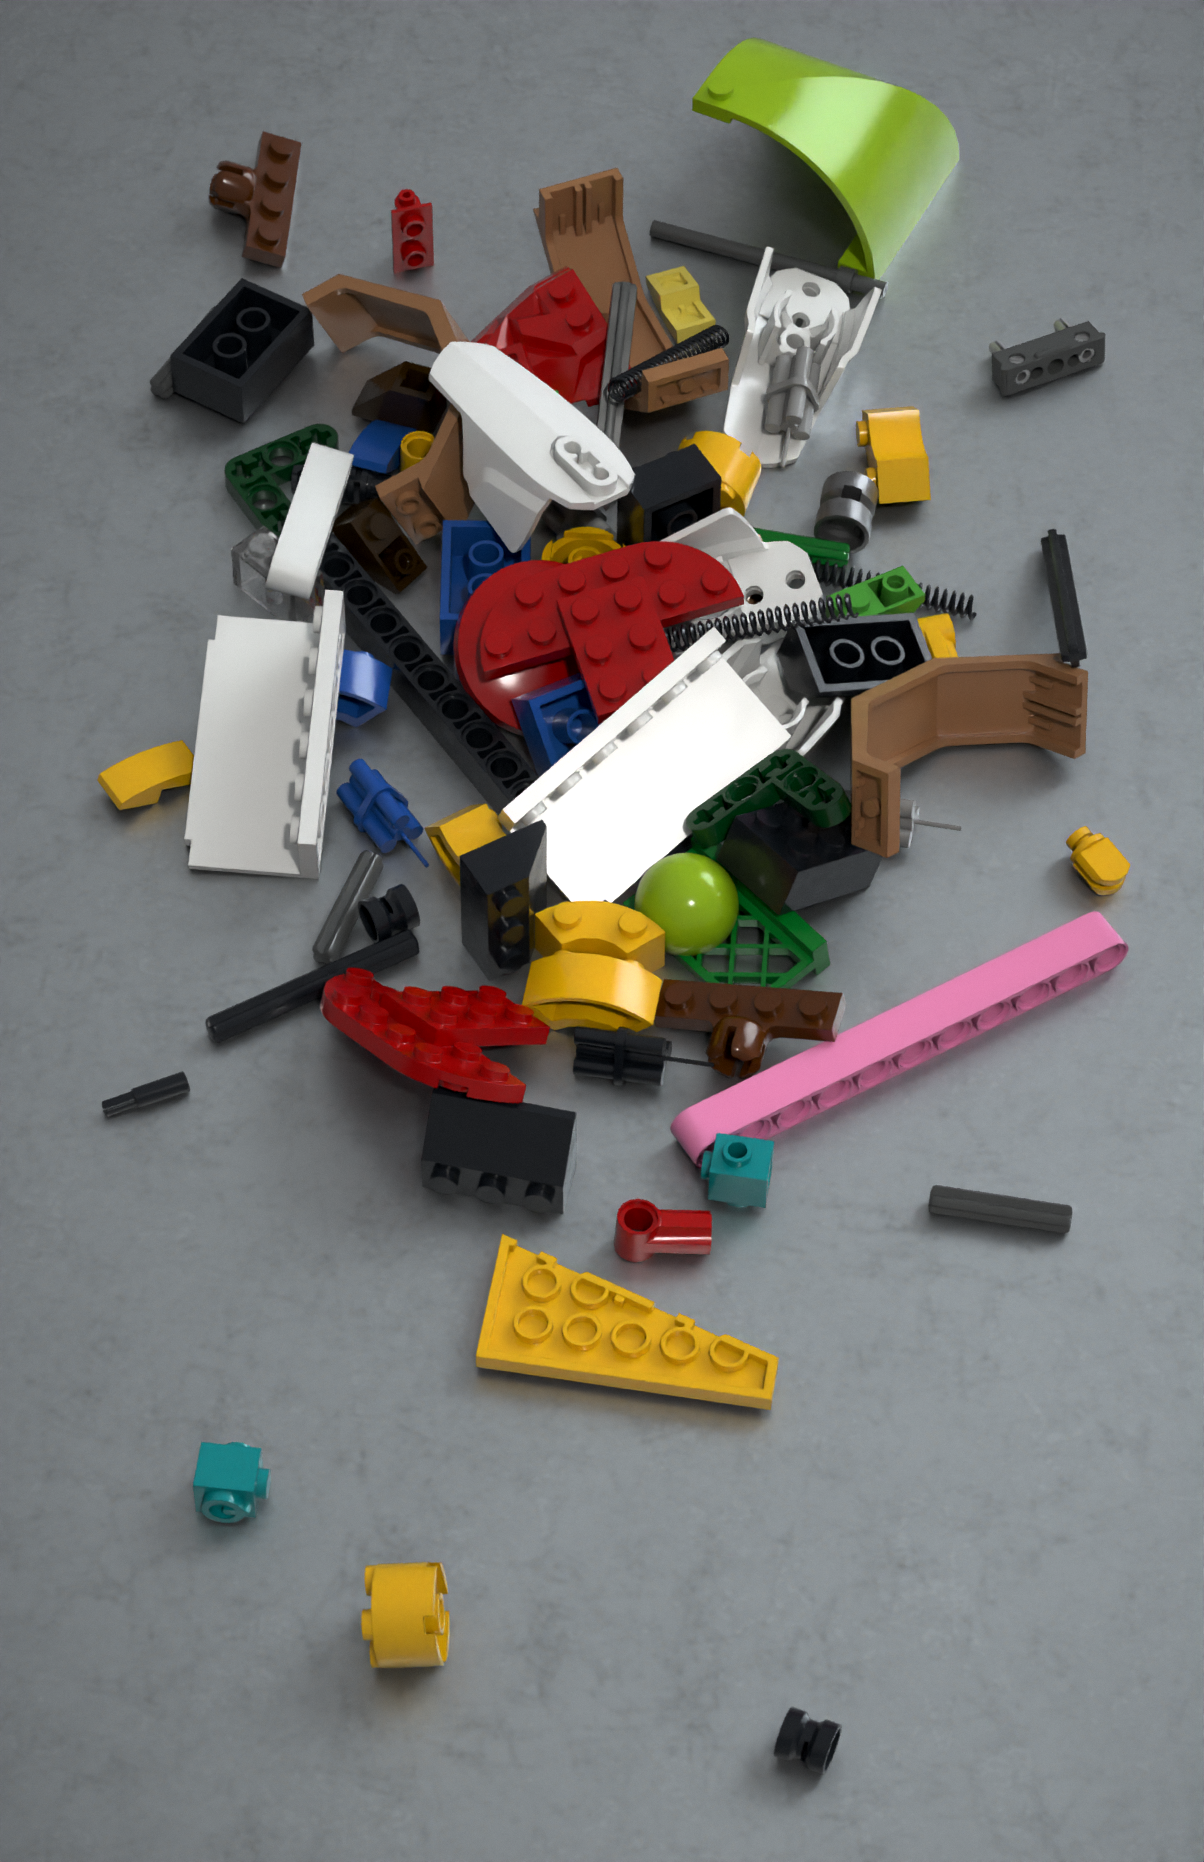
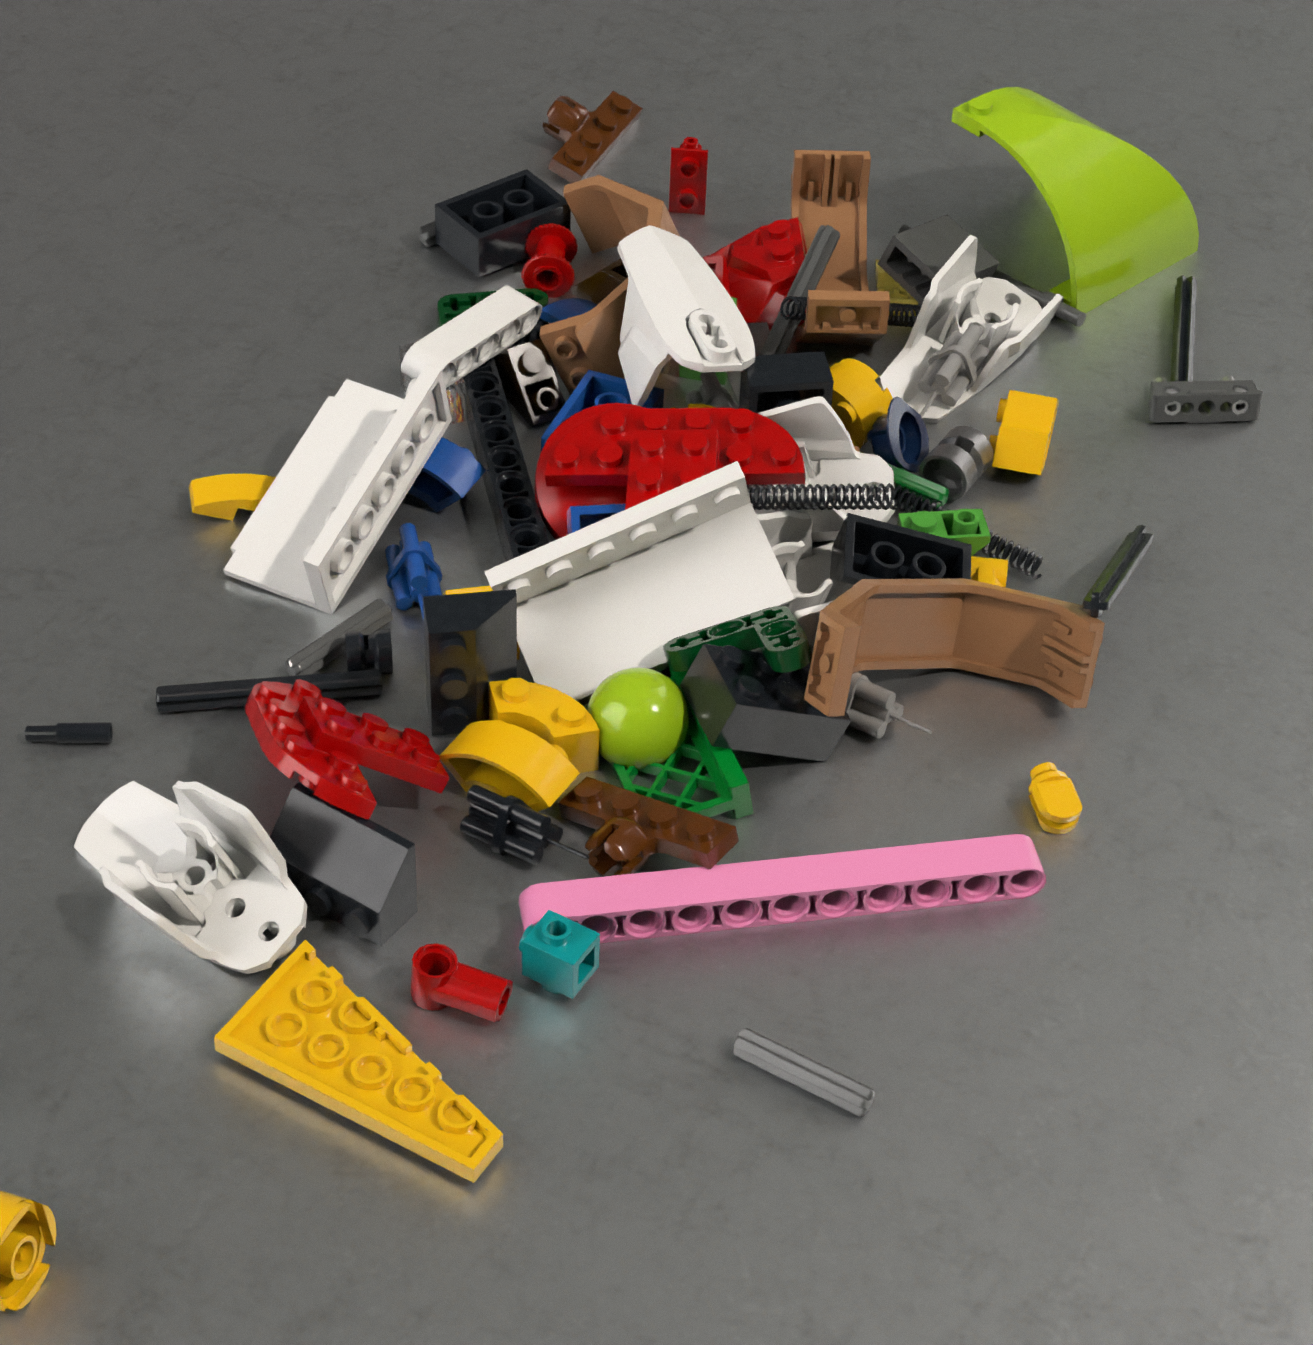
camera: 20 degrees right, 10 degrees down
(309, 370) = (550, 252): none -> red hose
(362, 1199) = (195, 870): none -> white piece
(718, 268) = (922, 251): none -> dark grey brick
(779, 501) = (900, 436): none -> dark blue piece
(992, 275) = (1184, 329): none -> black axle

